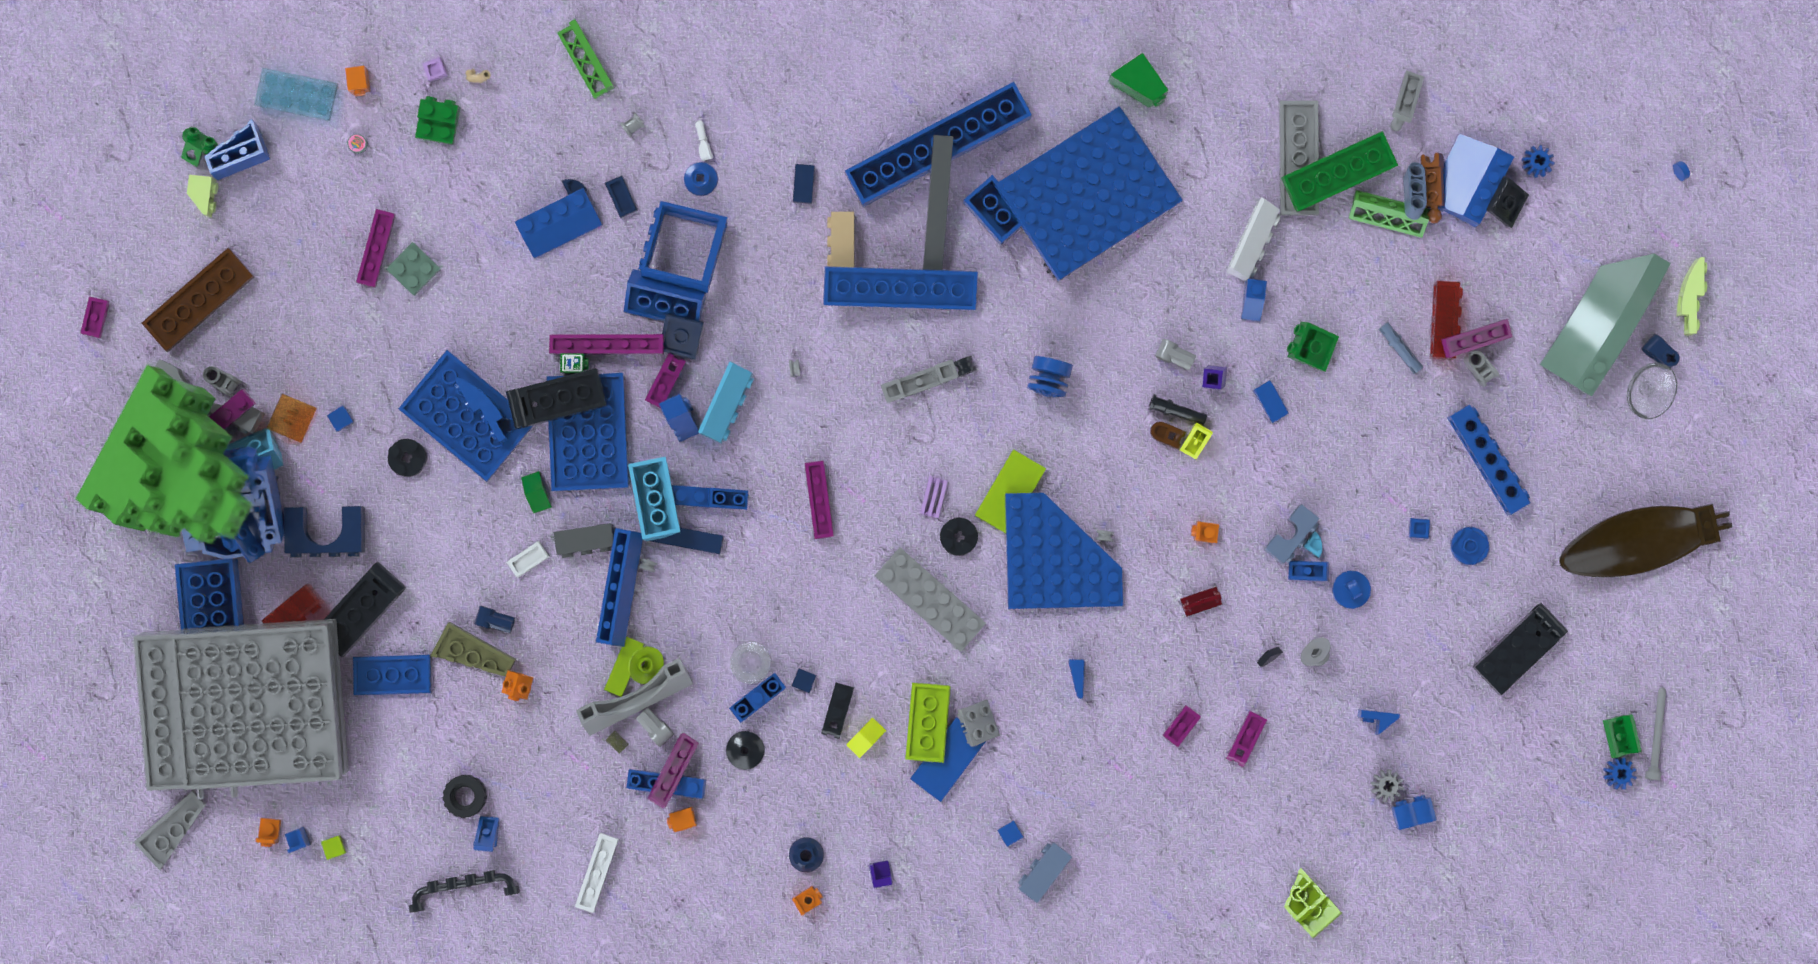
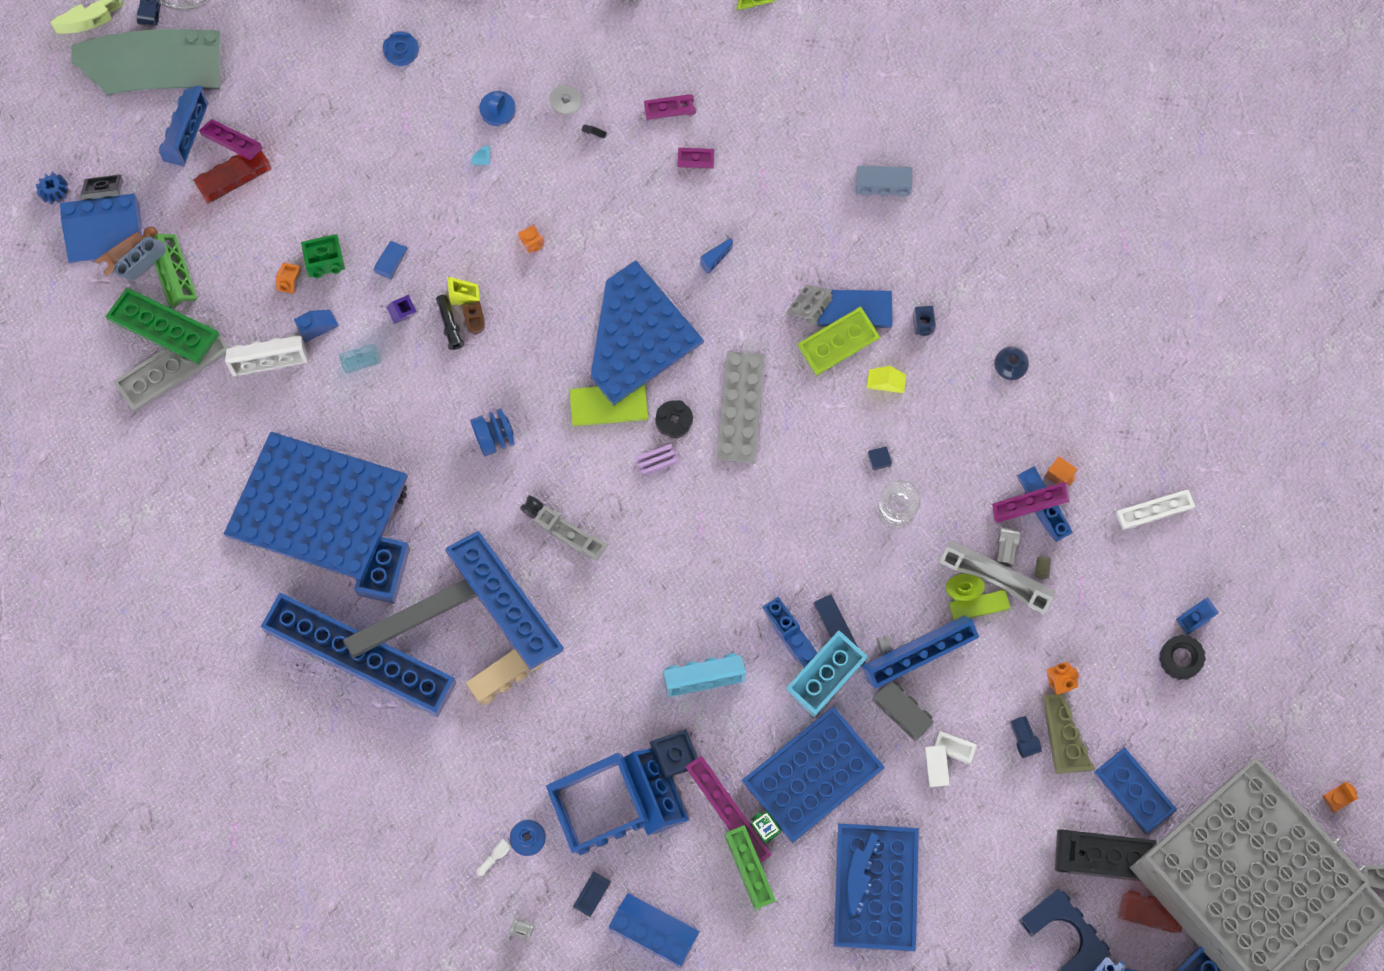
camera: 130 degrees left, 15 degrees down
(297, 839) = (1328, 767): blue panel -> none
(333, 847) = (1308, 734): lime tile -> none
(412, 448) = (961, 911): black plate -> none
(453, 883) = (1256, 615): black bar -> none
(523, 533) = (937, 766): none -> white tile
(535, 492) = (894, 782): green slope -> none
(550, 328) = (749, 868): none -> bright green fence
(556, 398) = (806, 815): black hinge -> none
(572, 185) = (613, 942): dark blue tile -> none
(665, 380) = (722, 740): magenta plate -> none
(679, 417) = (742, 704): blue wedge -> none
(755, 750) = (965, 473): black dish -> none
(757, 697) = (926, 481): blue slope -> none
(794, 368) = (633, 641): light grey bush -> none
(799, 899) = (1045, 342): orange brick -> none
(803, 183) = (470, 746): dark blue tile -> none
(819, 499) = (727, 546): magenta plate -> none
(837, 709) = (882, 416): black plate -> none
(880, 874) = (982, 296): dark purple panel -> none
(899, 815) = (925, 313): none -> dark blue brick
(1010, 833) = (874, 226): blue tile -> none
(1104, 535) = (590, 309): light grey bush -> none
(1140, 82) = (190, 527): green slope -> none
(1171, 353) = (404, 356): light grey piece -> none
(1196, 315) = (359, 358): none -> clear light blue slope
(1201, 601) = (588, 206): dark red hinge -> none
(1283, 549) = (472, 171): sand blue arch -> none
(1308, 570) = (505, 146): blue slope -> none
(1314, 304) = (287, 277): none -> orange bracket
(1383, 721) = (582, 23): blue slope -> none
(1400, 347) = (275, 199): sand blue pin -> none
(1406, 100) = (65, 313): light grey piece -> none
(1419, 528) = (413, 91): blue tile -> none
(1458, 422) = (307, 114): blue brick -> none
(1481, 368) = (253, 123): light grey piece -> none
(1519, 307) = (184, 126): none -> blue slope

